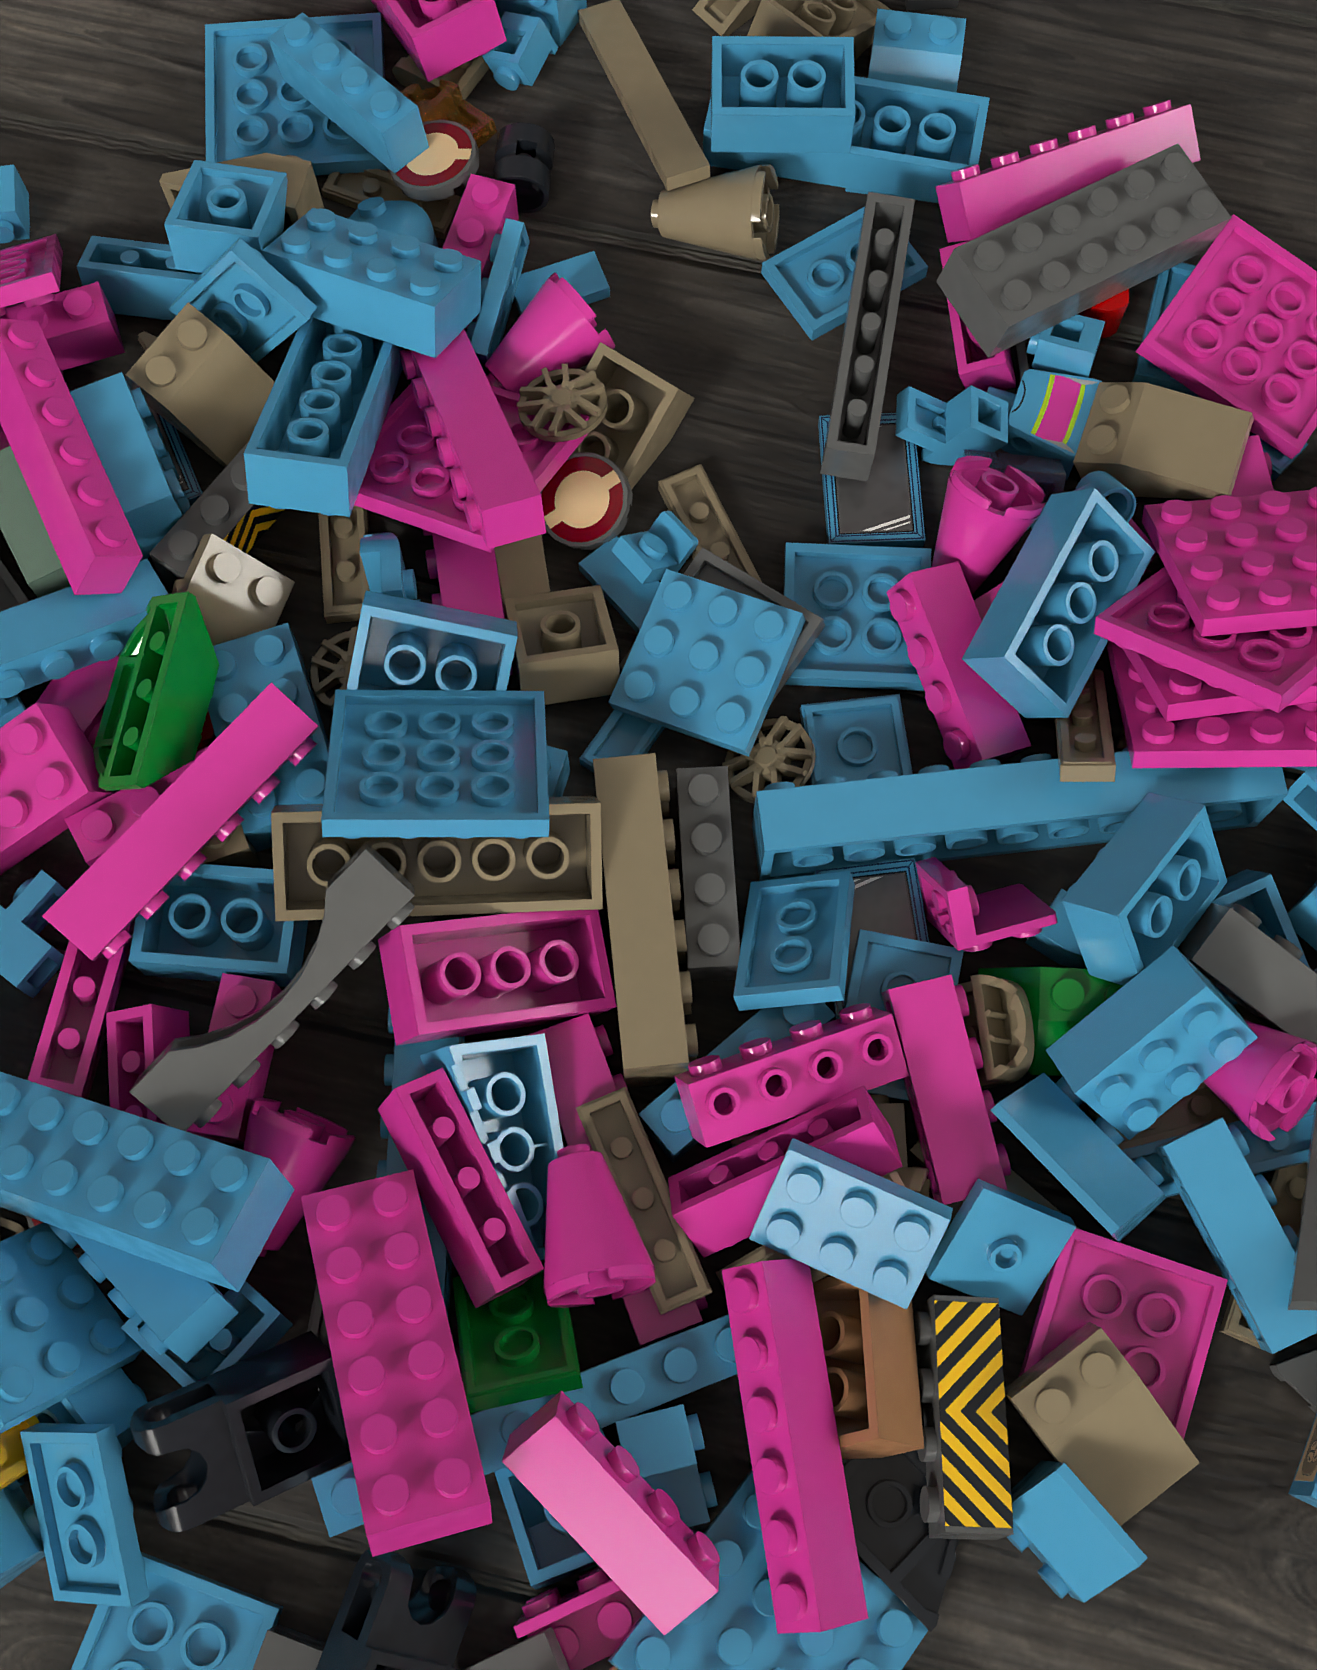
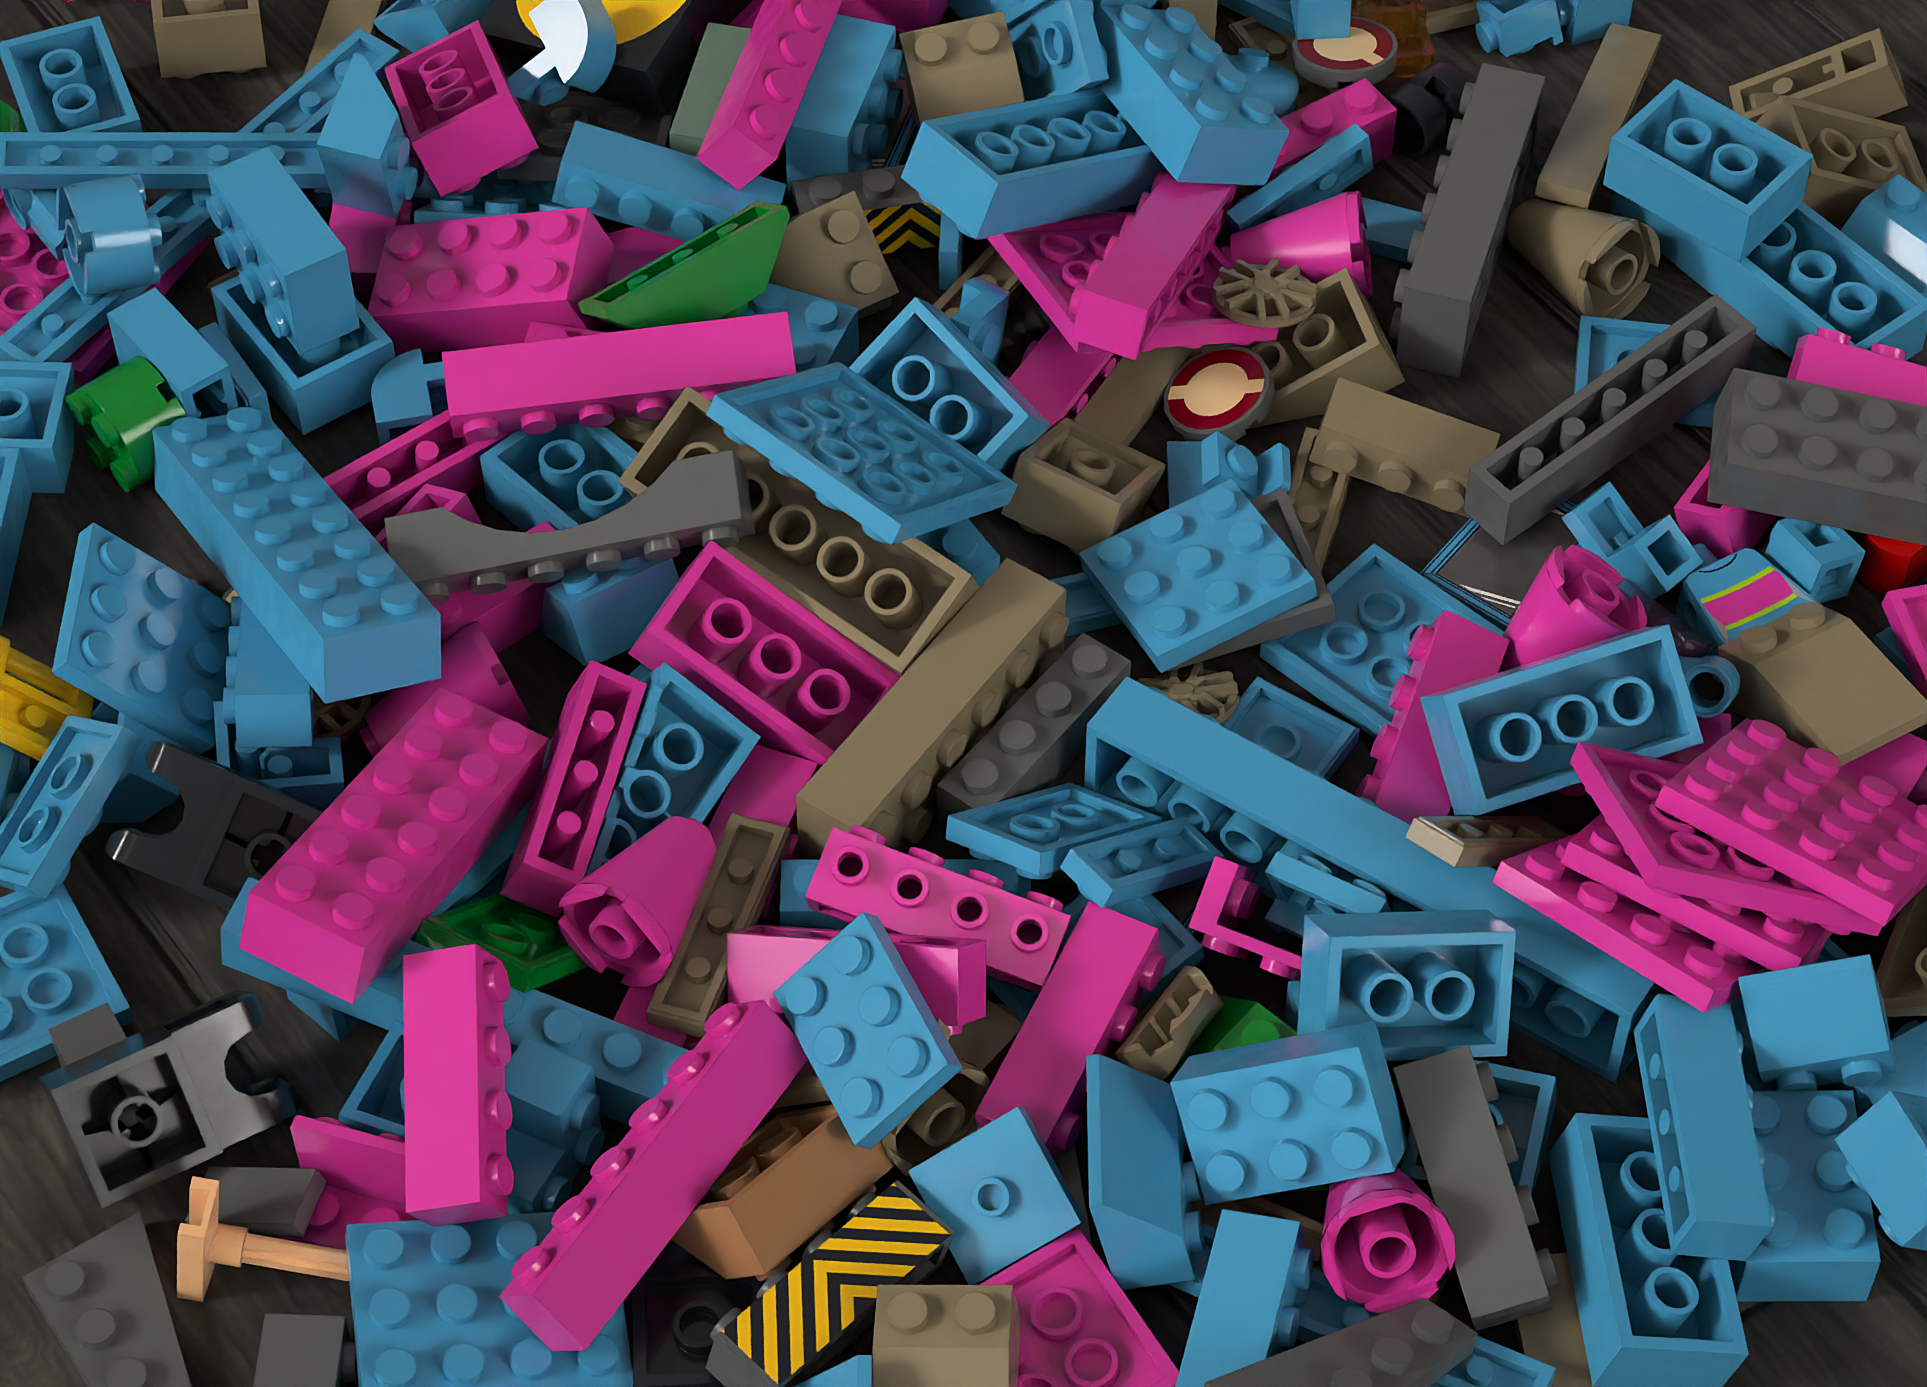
camera: 40 degrees right, 20 degrees down
(302, 526) = (949, 253): none -> dark azure tile
(346, 1019) = (606, 610): none -> dark azure slope
(634, 239) = (1466, 220): none -> dark grey brick
(743, 453) = (1400, 445): none -> dark tan brick
(881, 924) = (1140, 862): none -> dark azure plate
(1008, 864) = (1310, 889): none -> dark azure slope

